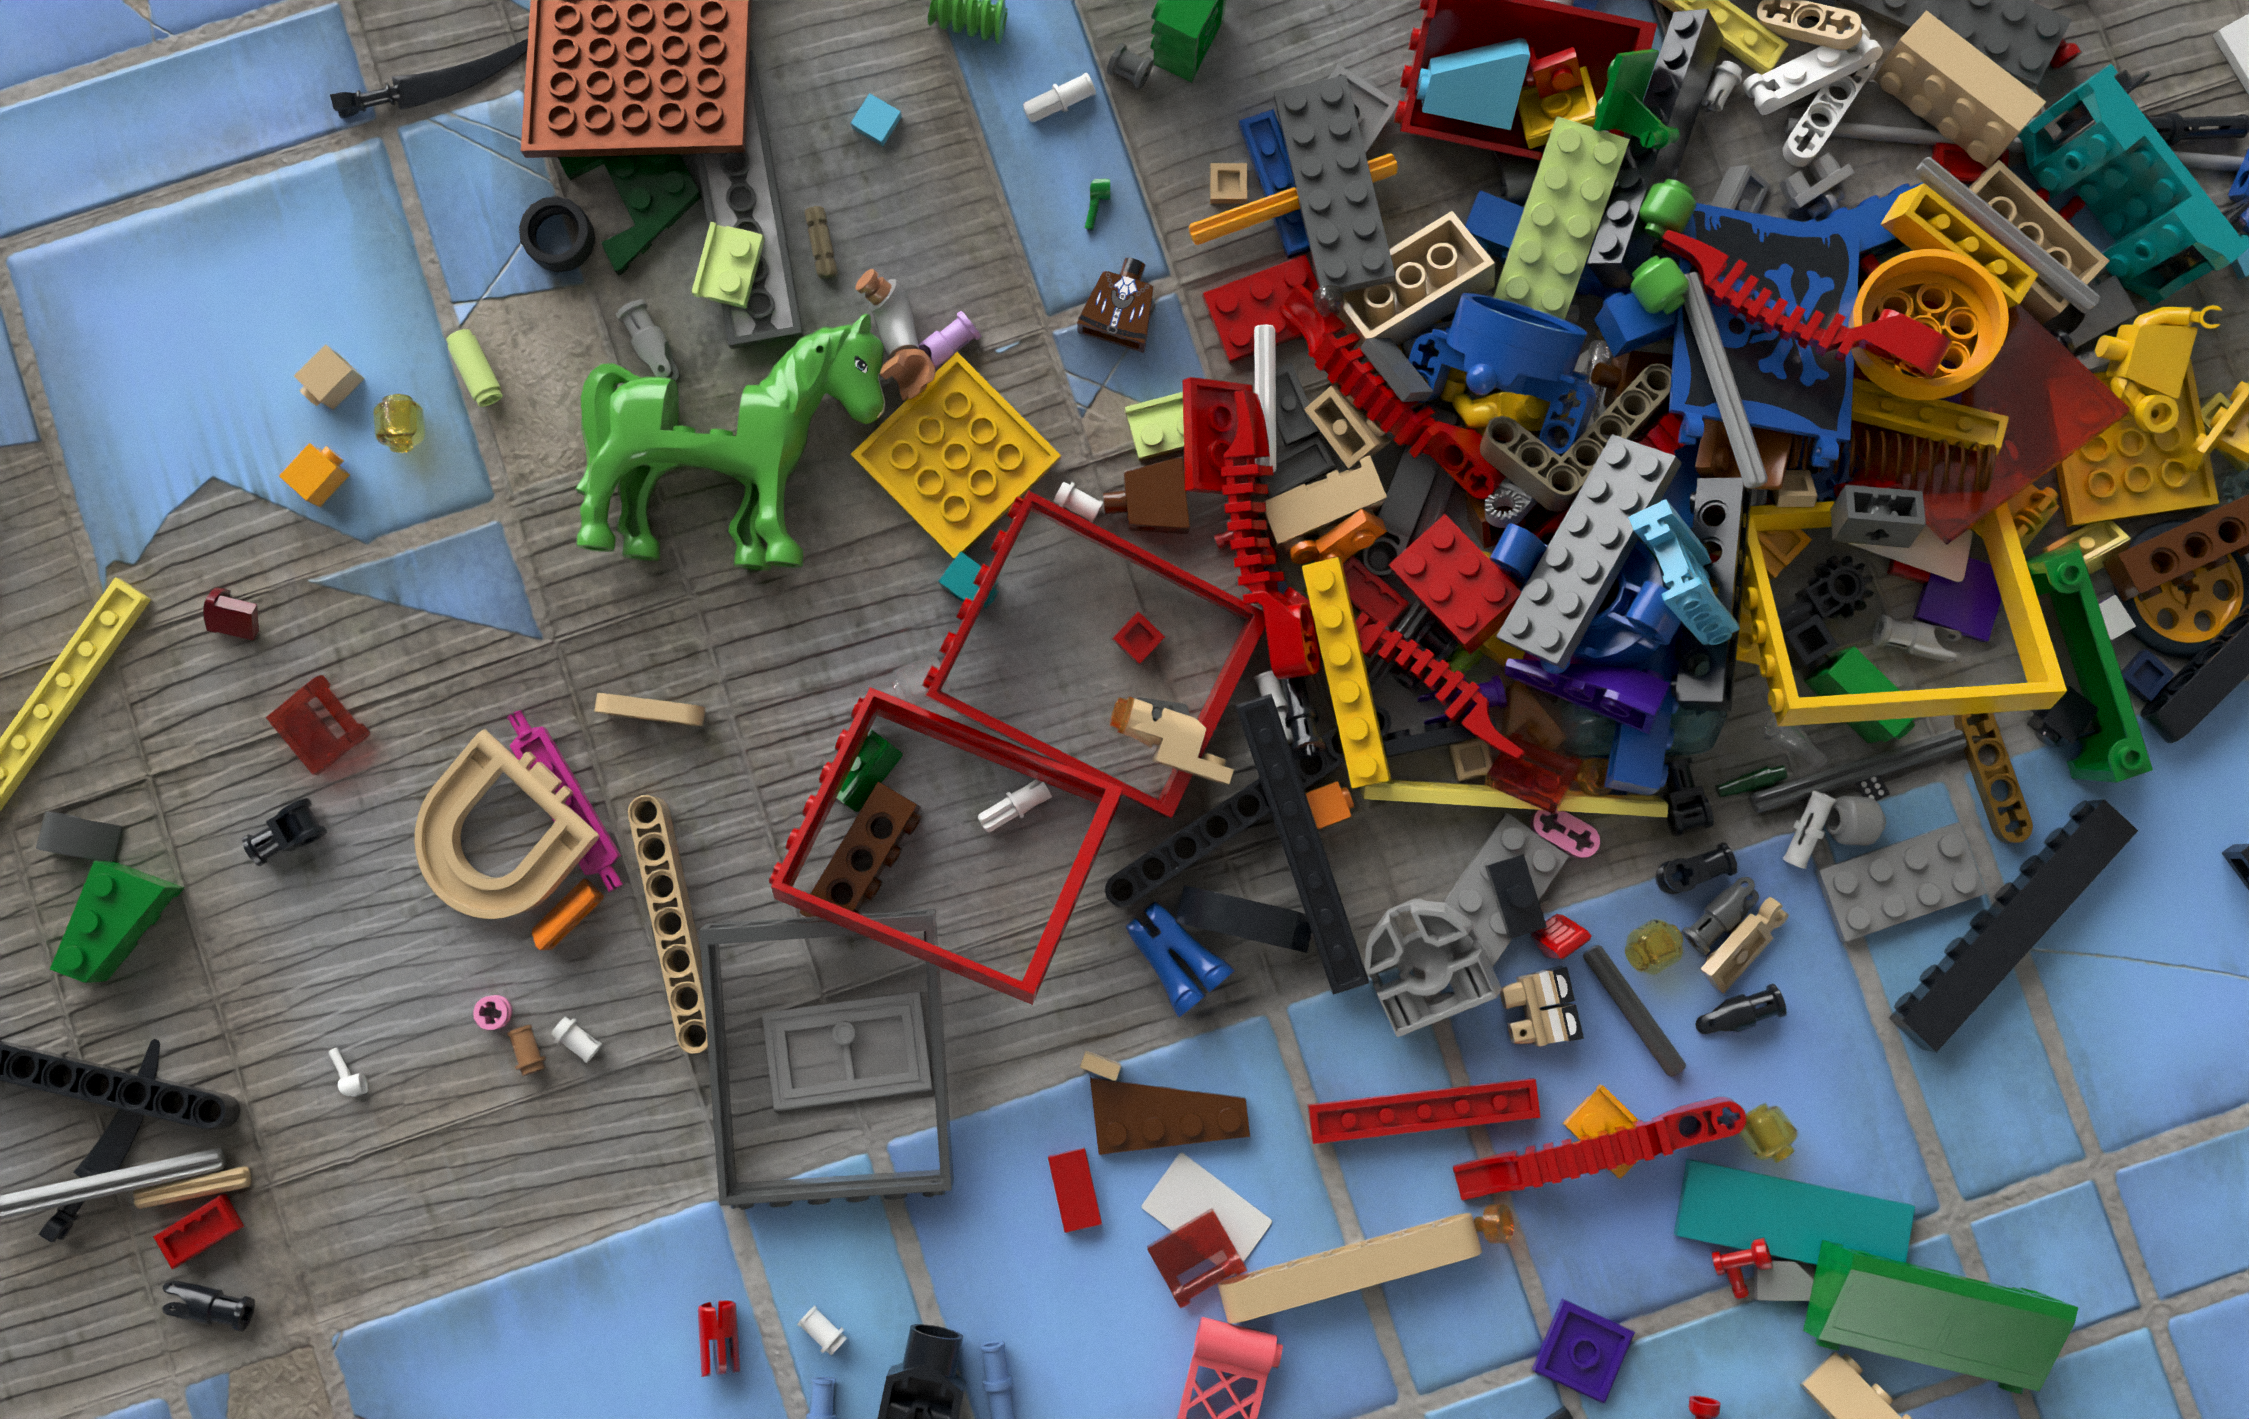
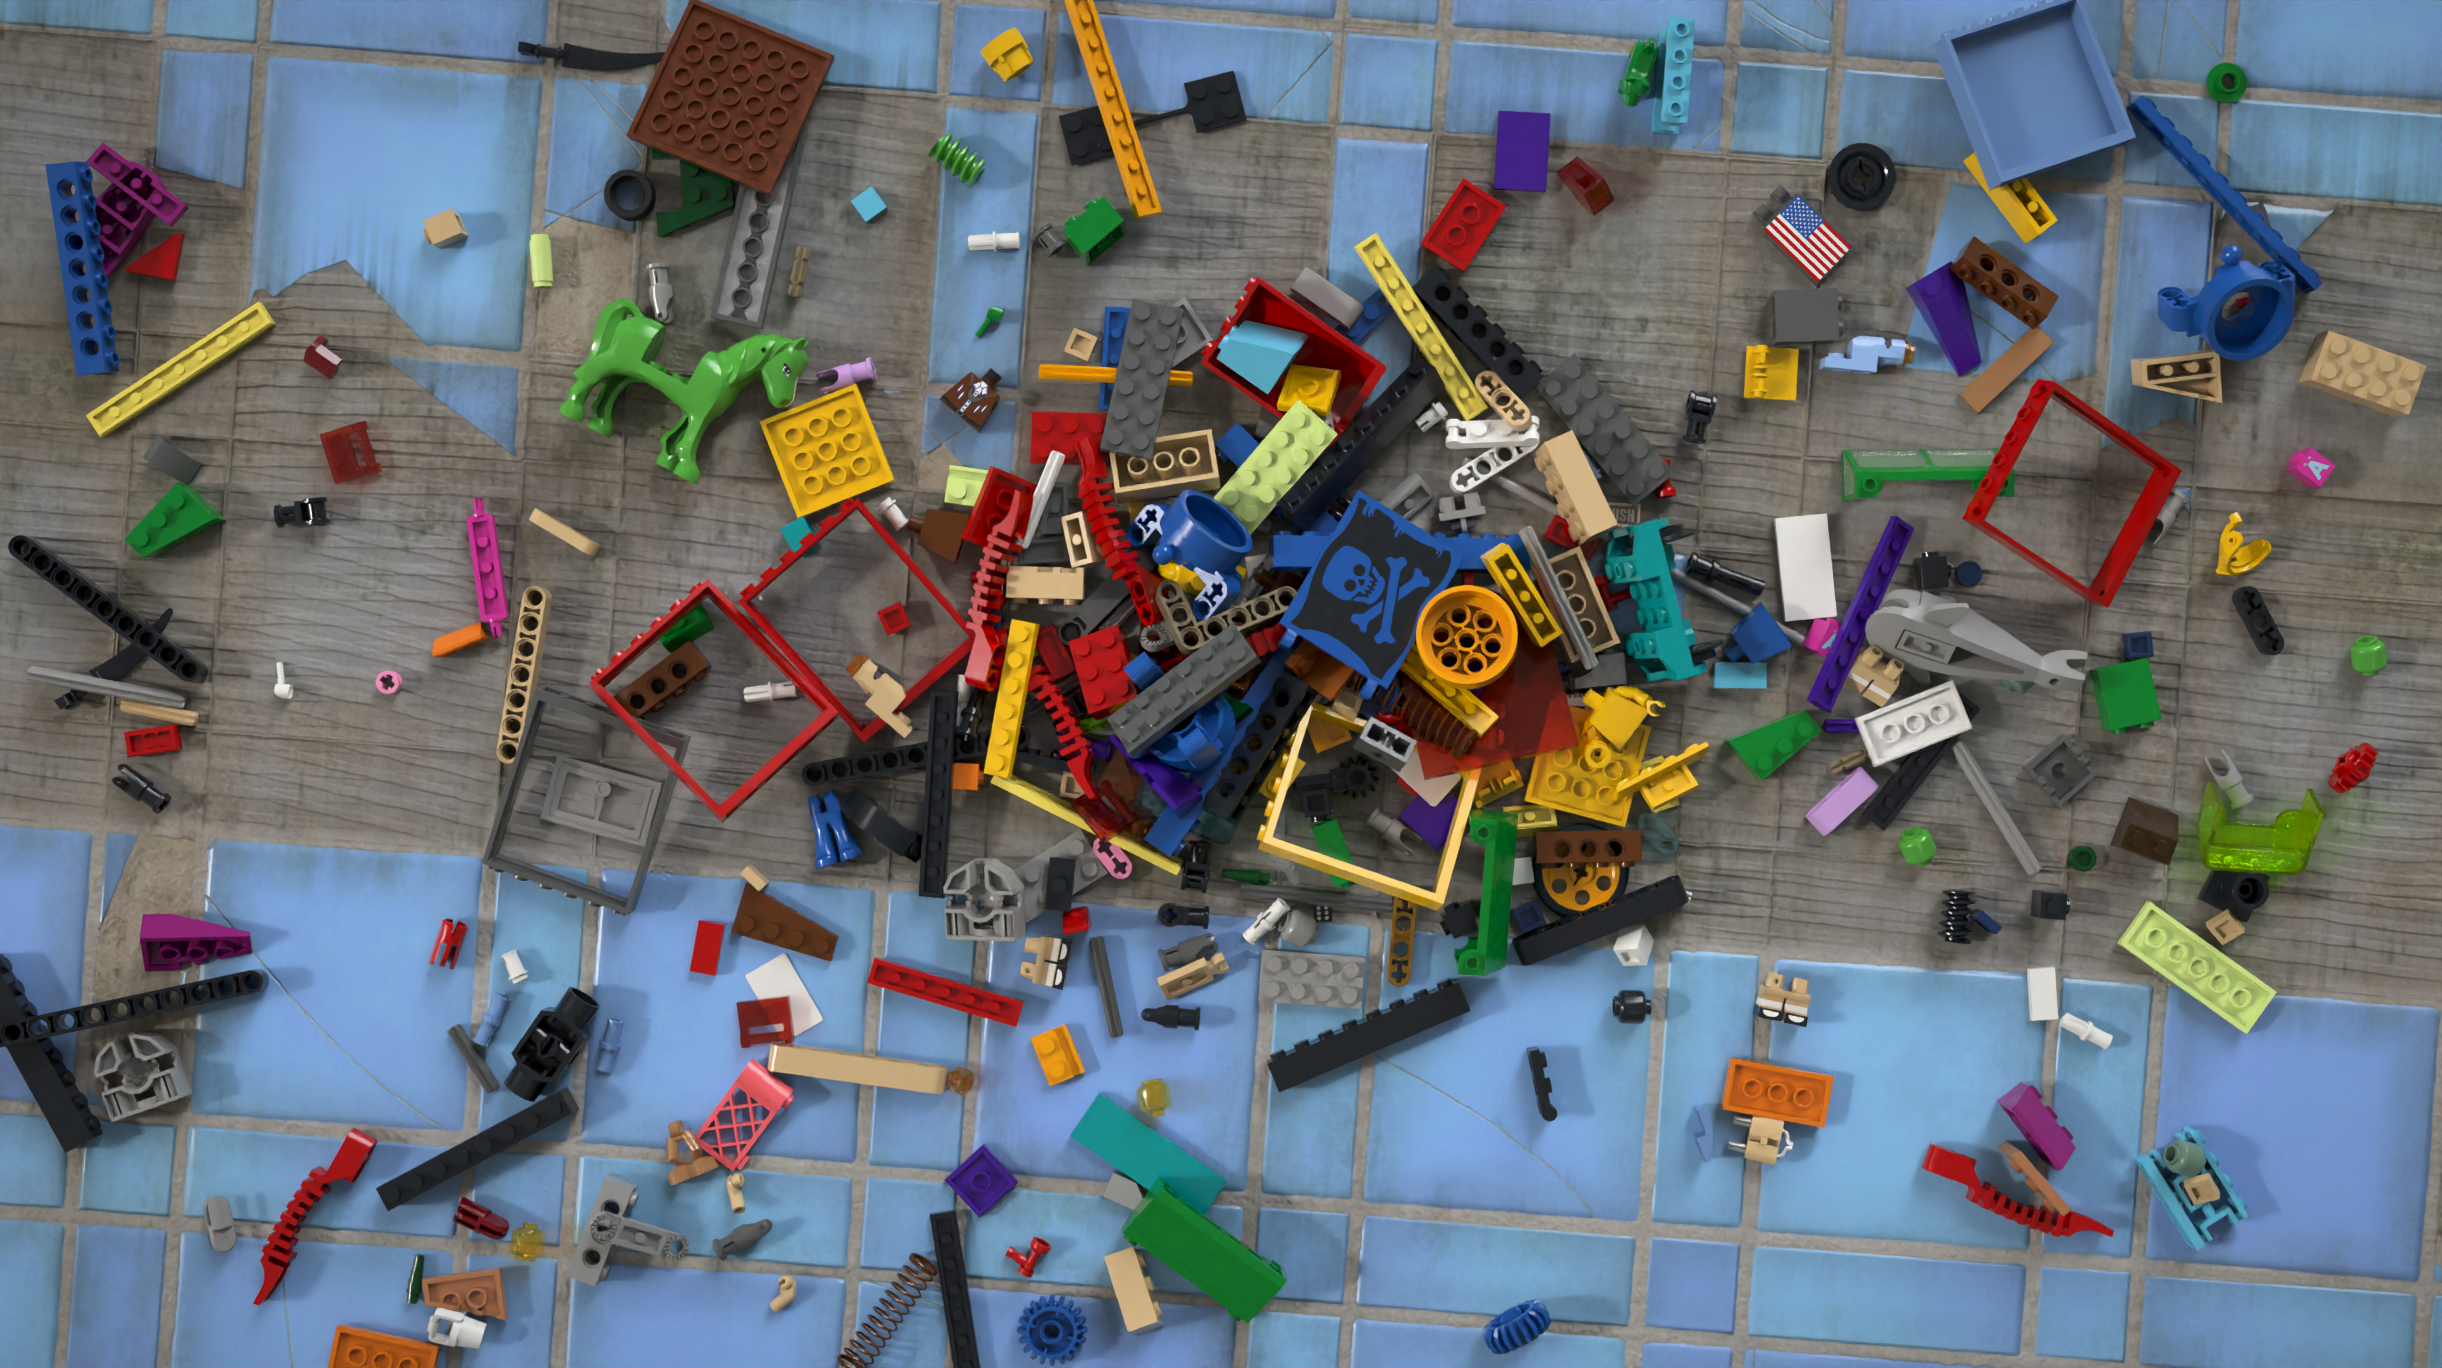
camera: 25 degrees right, 5 degrees up
(315, 474) = (412, 288): light orange brick -> none
(399, 423) = (478, 278): clear yellow head -> none
(452, 799) = (408, 543): tan piece -> none
(526, 1050) = (400, 715): medium nougat pin -> none
(575, 1039) = (434, 721): white pin -> none
(728, 265) = (731, 264): yellowish green plate -> none
(897, 331) = (825, 341): piece -> none
(1328, 300) = (1102, 455): clear smoke hinge -> none
(1342, 541) = (1047, 613): orange hinge -> none
(1396, 369) = (1125, 519): dark grey tile -> none
(1553, 72) = (1313, 368): red bracket -> none
(1589, 1155) = (1044, 1064): red piece -> none
(1623, 98) = (1343, 410): green plate -> none
(1654, 946) = (1135, 952): clear yellow head -> none
(1659, 285) = (1308, 540): bright green head -> none
(1667, 208) = (1340, 491): bright green head -> none
(1682, 563) = (1229, 731): medium azure fence -> none
(1723, 384) = (1319, 617): light grey axle -> none
(1732, 1263) = (1114, 1170): red piece -> none
(1890, 337) = (1430, 636): red piece -> none

